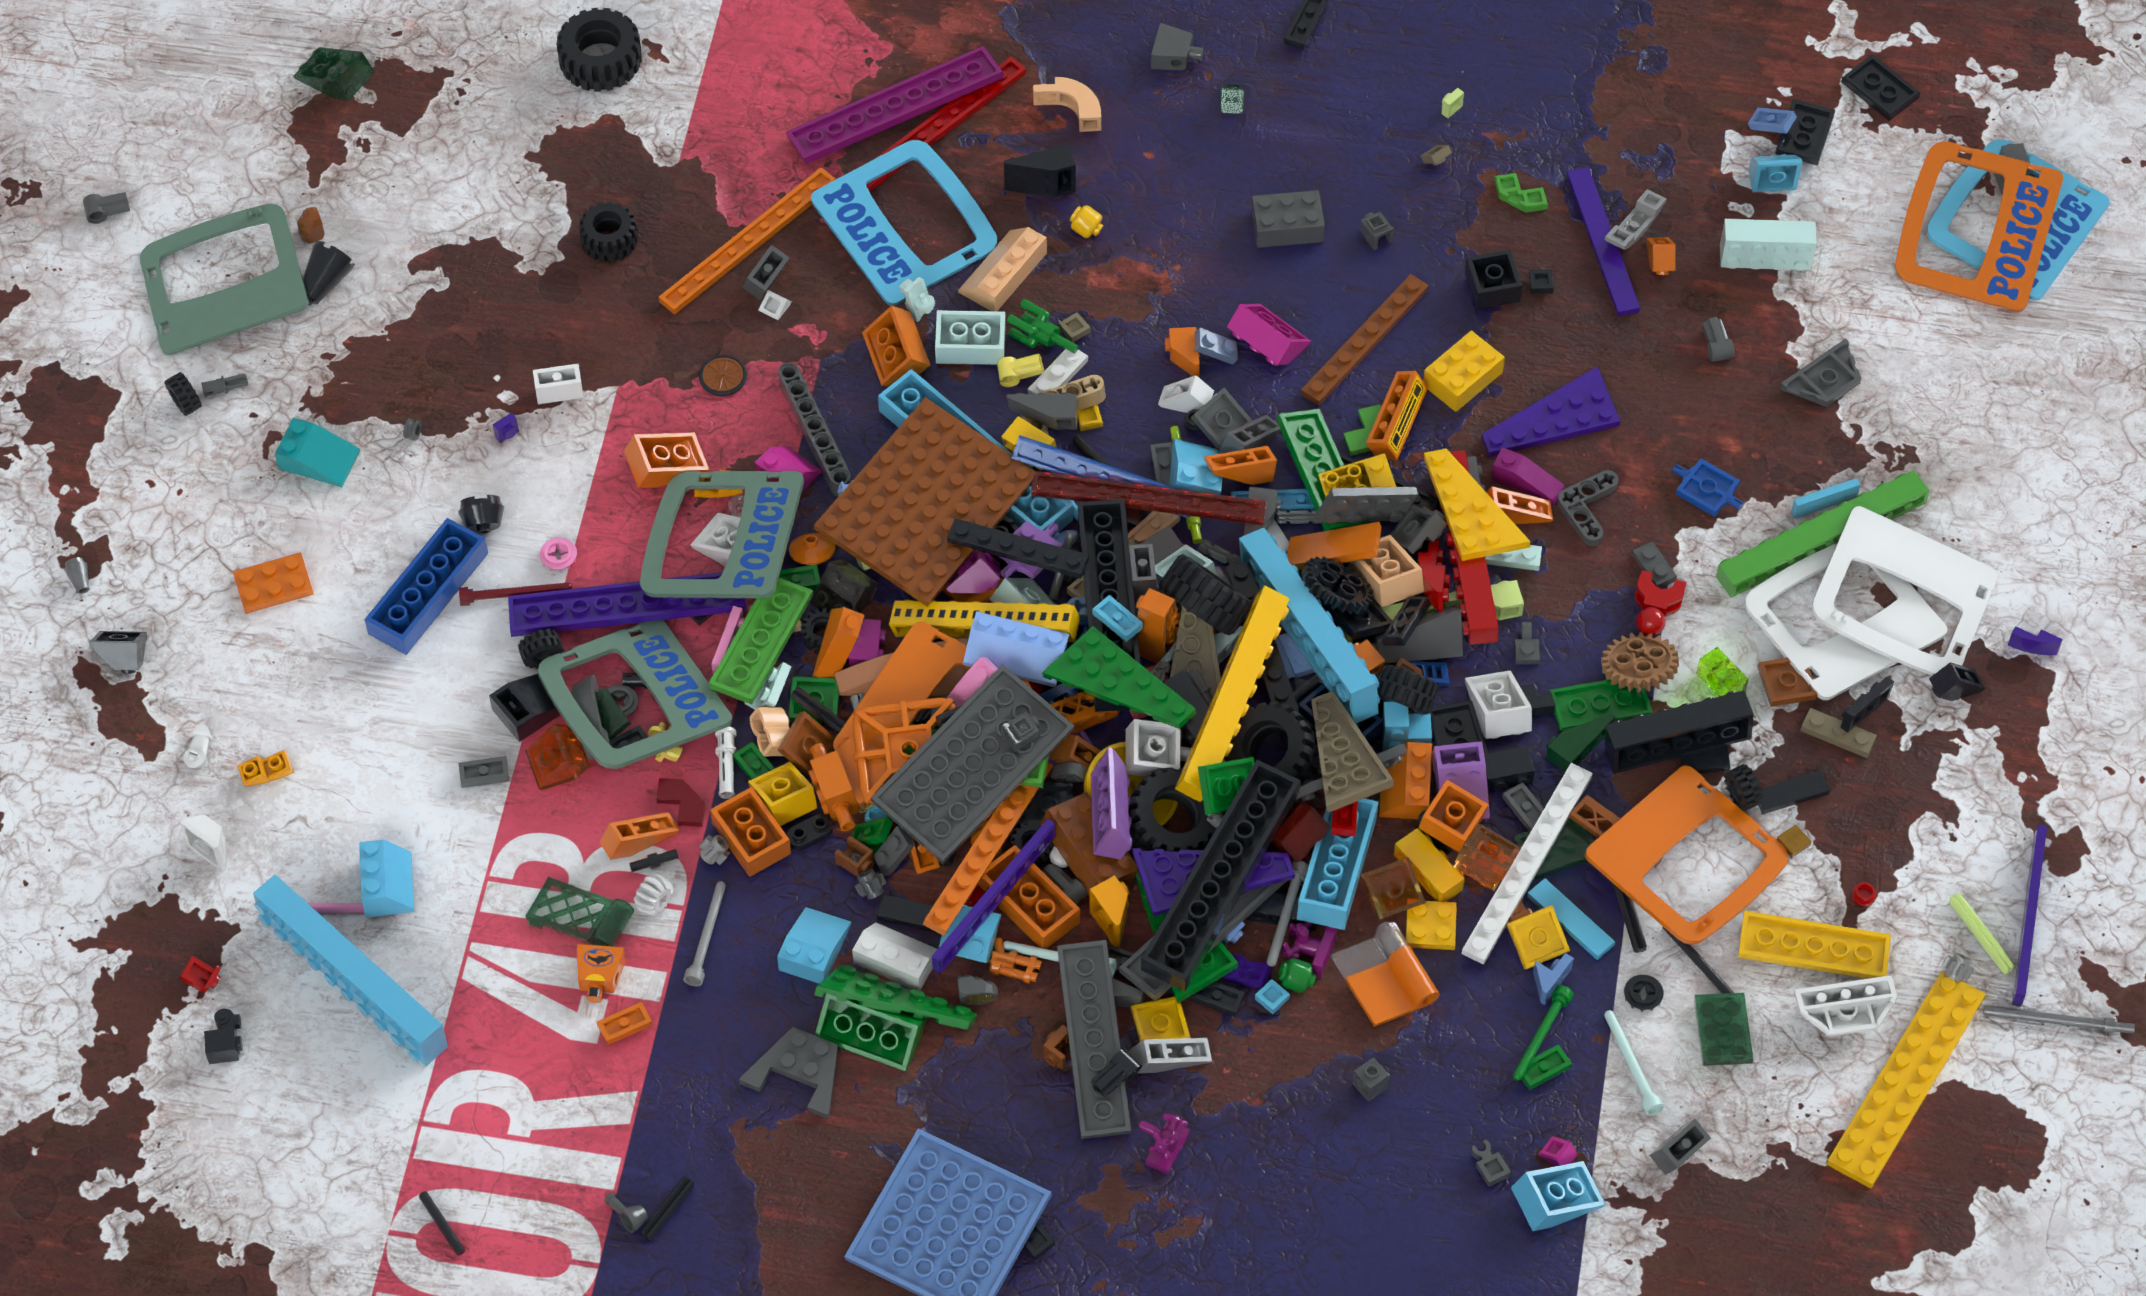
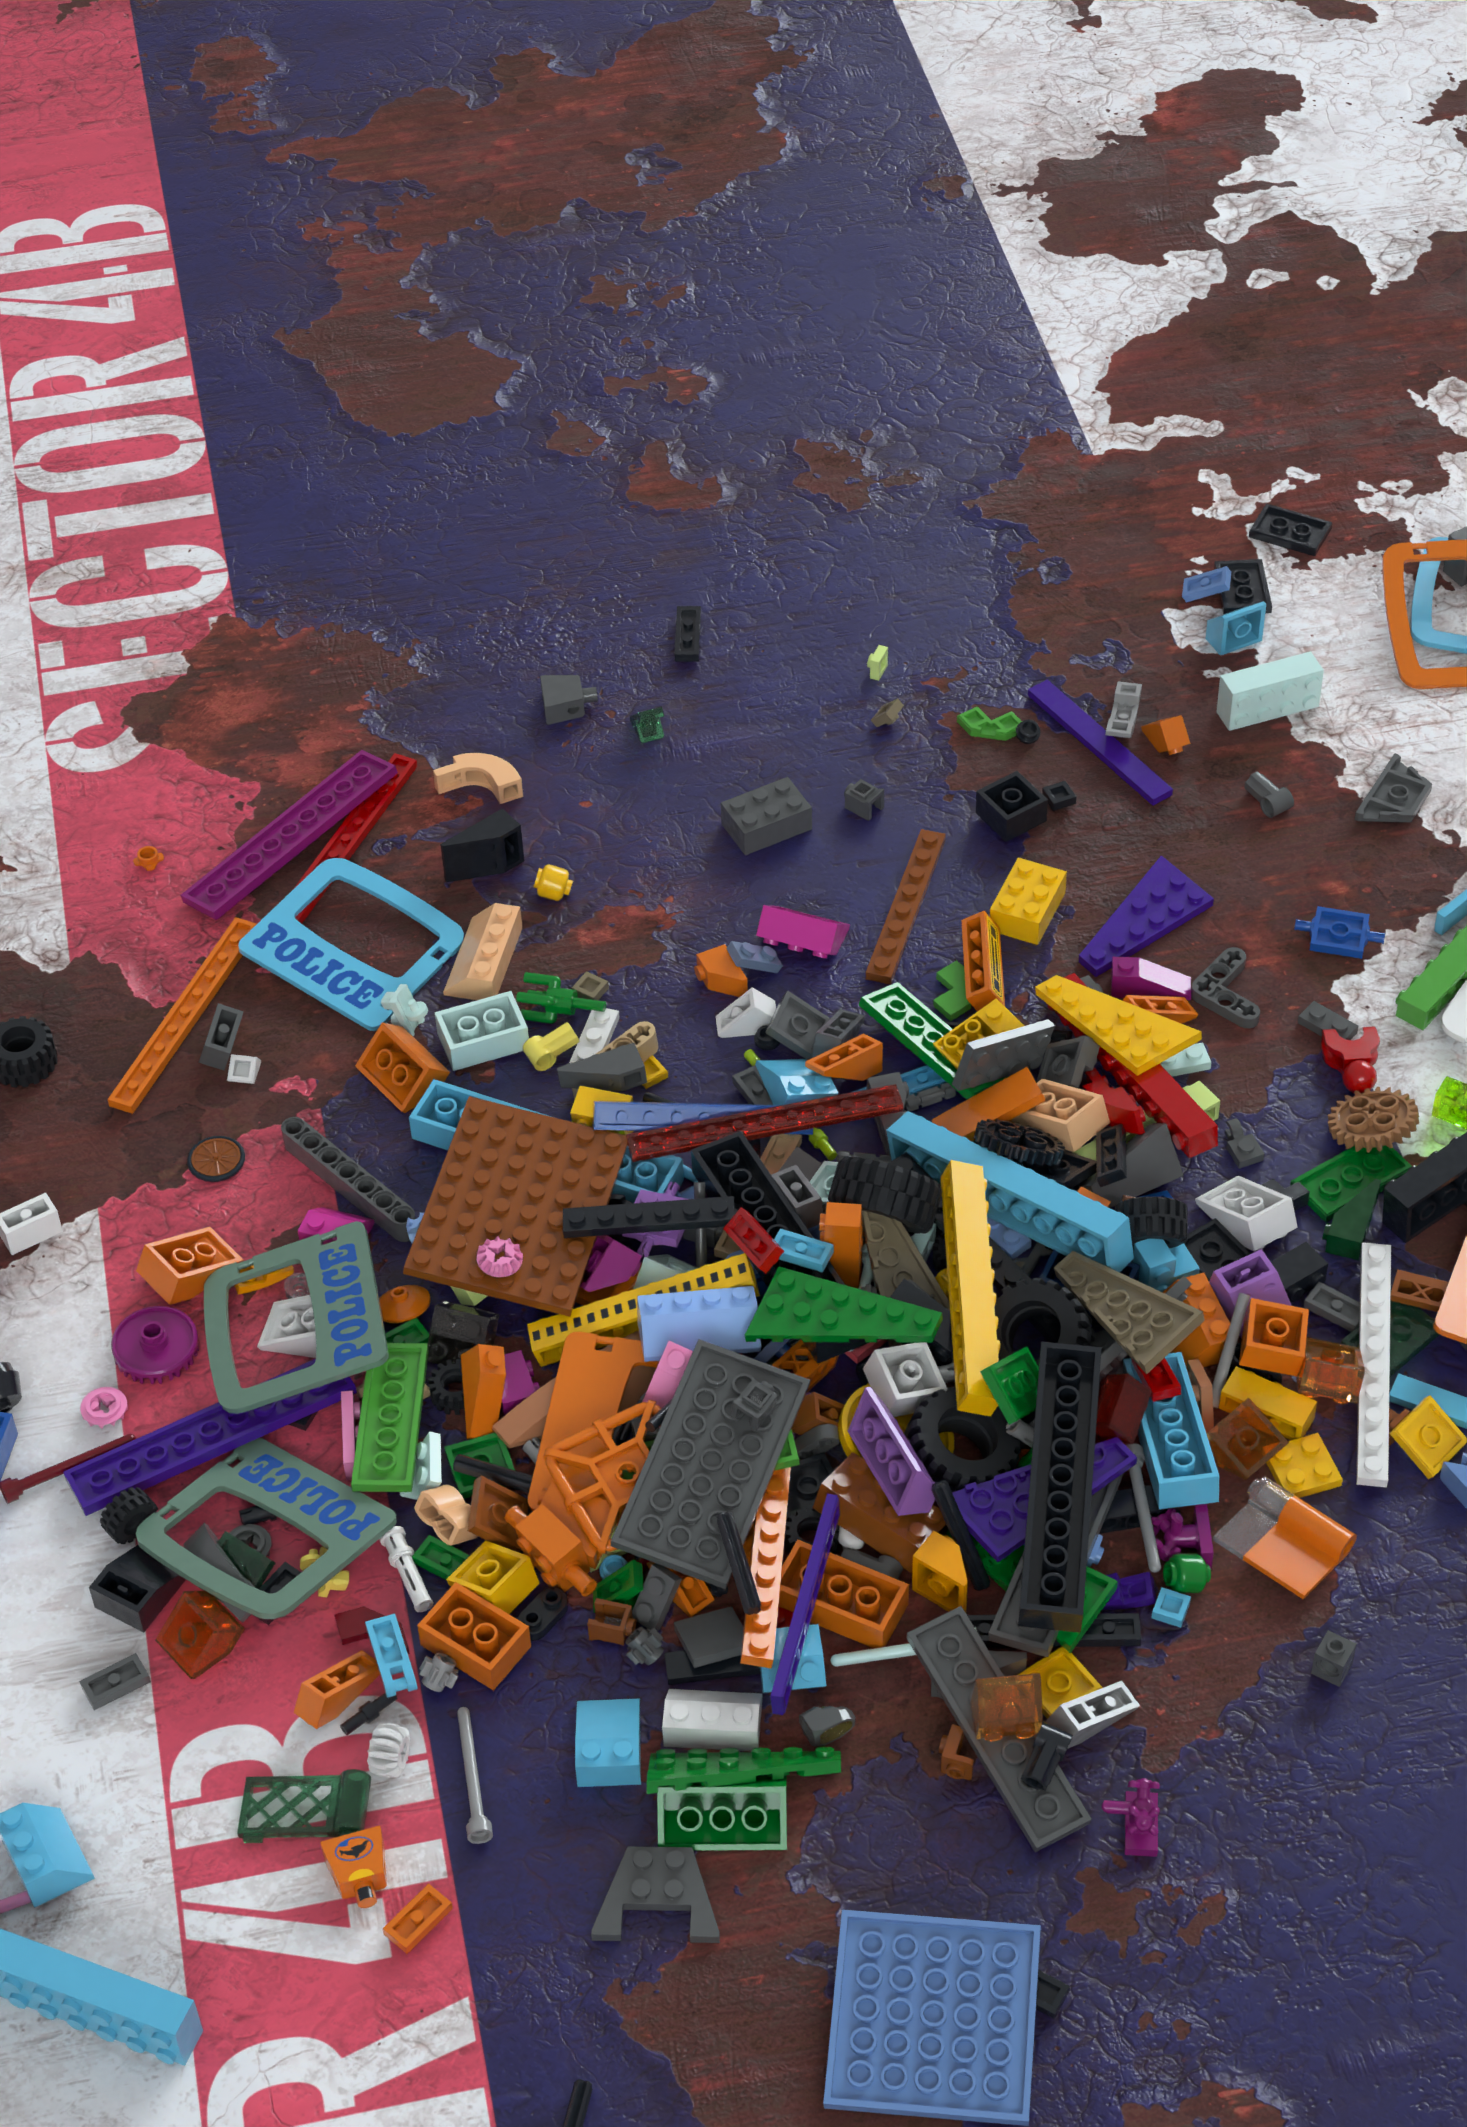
camera: 20 degrees left, 10 degrees down
(615, 516) = (155, 1343): none -> magenta wheel
(684, 824) = (390, 1654): none -> medium azure plate
(775, 88) = (148, 858): none -> orange plate
(889, 550) = (505, 1265): none -> bright pink gear
(919, 893) = (711, 1636): none -> dark grey tile
(954, 849) = (738, 1563): none -> black axle
(1004, 963) = (844, 1680): orange piece -> none
(1083, 597) = (753, 1240): none -> red plate
(1100, 1027) = (1007, 1706): none -> clear orange slope
(1135, 886) = (961, 1535): none -> black axle
(1379, 838) = (1203, 1392): none -> nougat wing
(1417, 812) = (1229, 1347): none -> light grey bar
(1546, 212) = (1028, 731): none -> black plate

